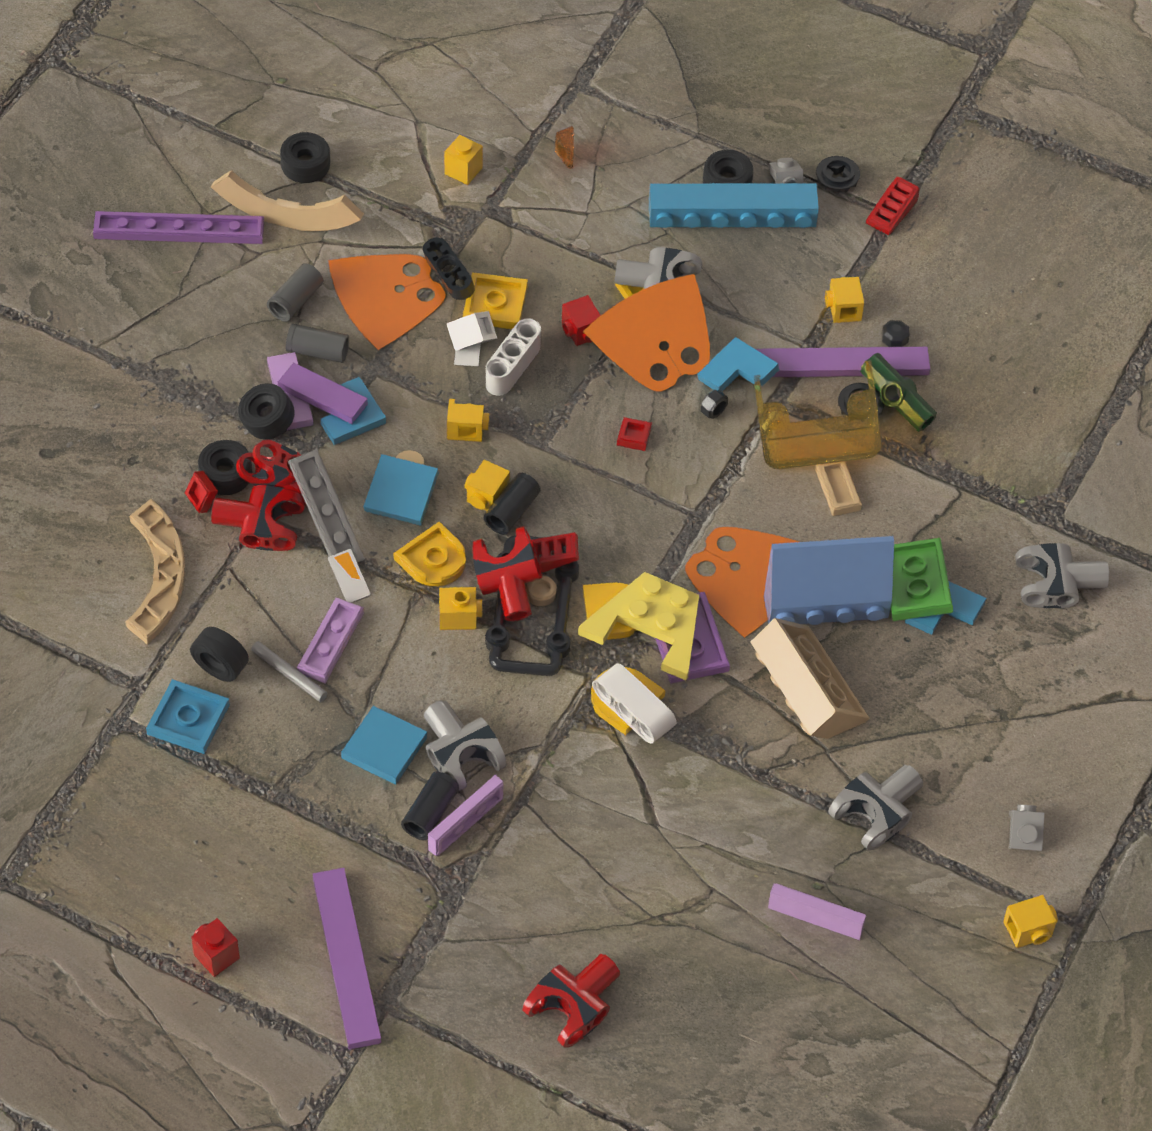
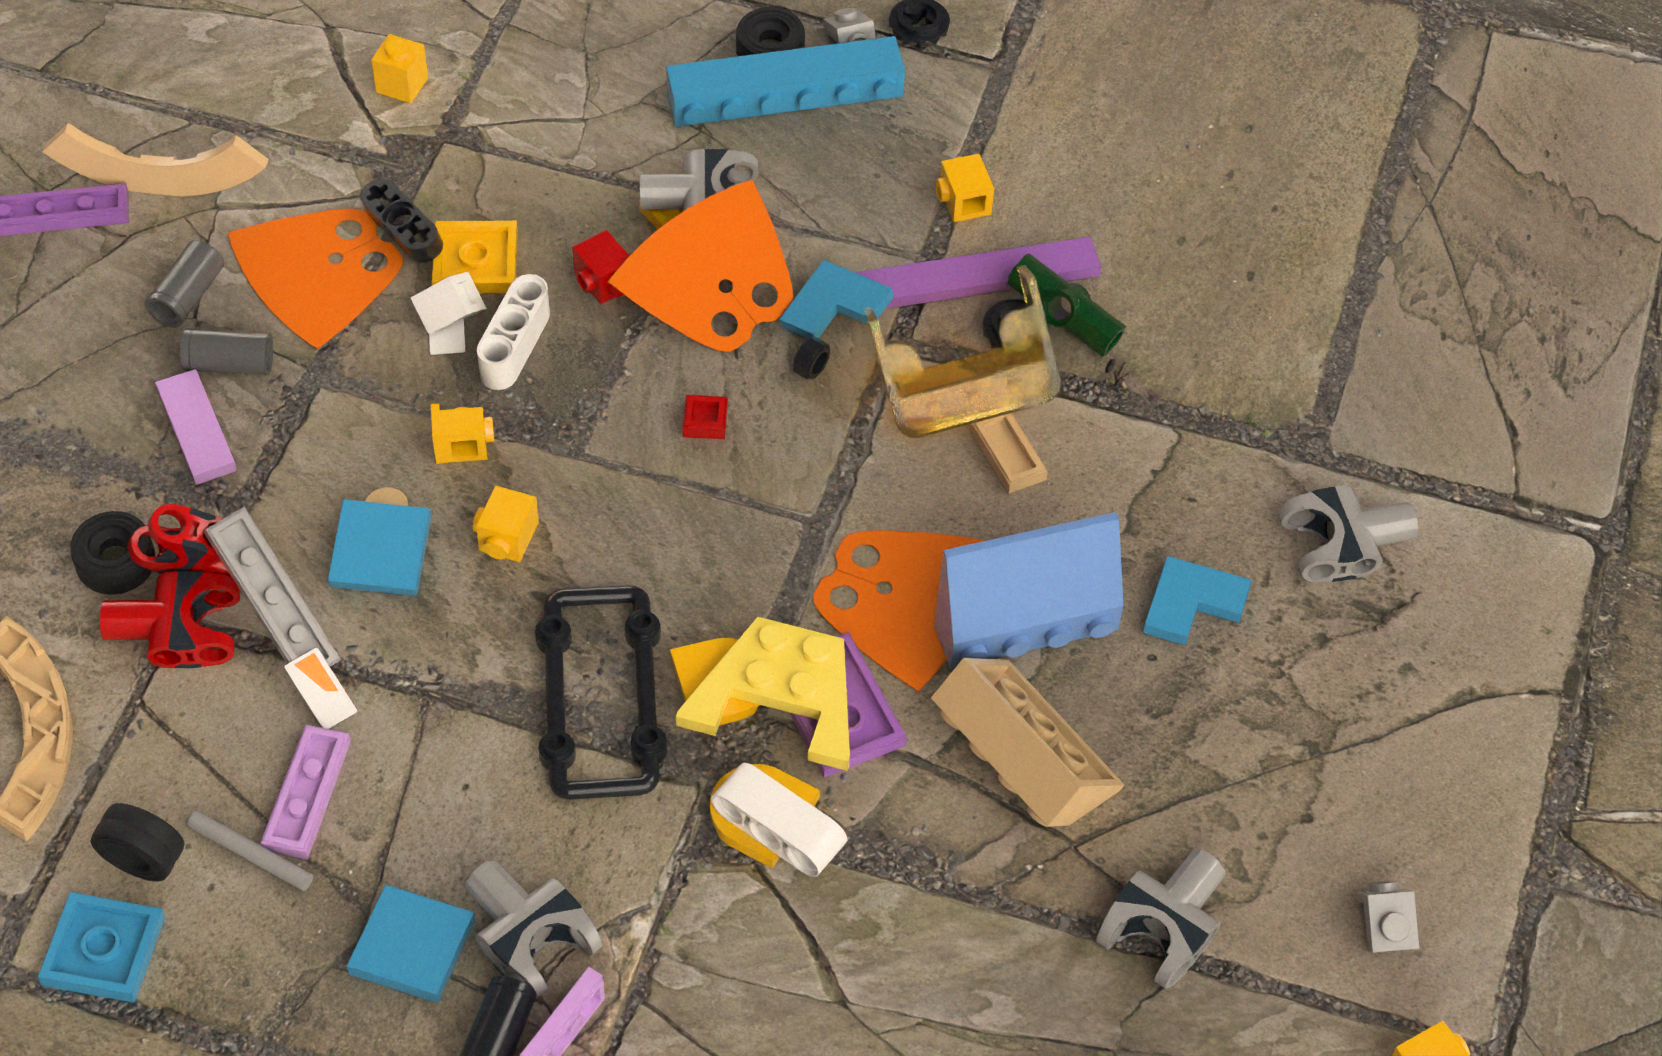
camera: 10 degrees left, 0 degrees up
(201, 491) = (80, 595): red tile -> none
(257, 399) = (178, 476): black tyre -> none
(305, 170) = (170, 77): black tyre -> none
(322, 393) = (244, 422): medium lavender tile -> none
(370, 417) = (301, 445): dark azure tile -> none
(433, 557) = (442, 640): yellow tile -> none
(459, 608) = (493, 713): yellow brick -> none
(508, 574) = (559, 651): red connector -> none
(512, 503) = (546, 544): black pin -> none
(541, 591) = (610, 667): tan tile -> none
(547, 544) = (582, 612): red slope -> none
(565, 146) = (539, 32): clear orange slope -> none
(895, 333) = (1042, 225): black tile -> none
(901, 191) = (1011, 33): red slope -> none
(920, 580) = (1158, 571): bright green tile -> none

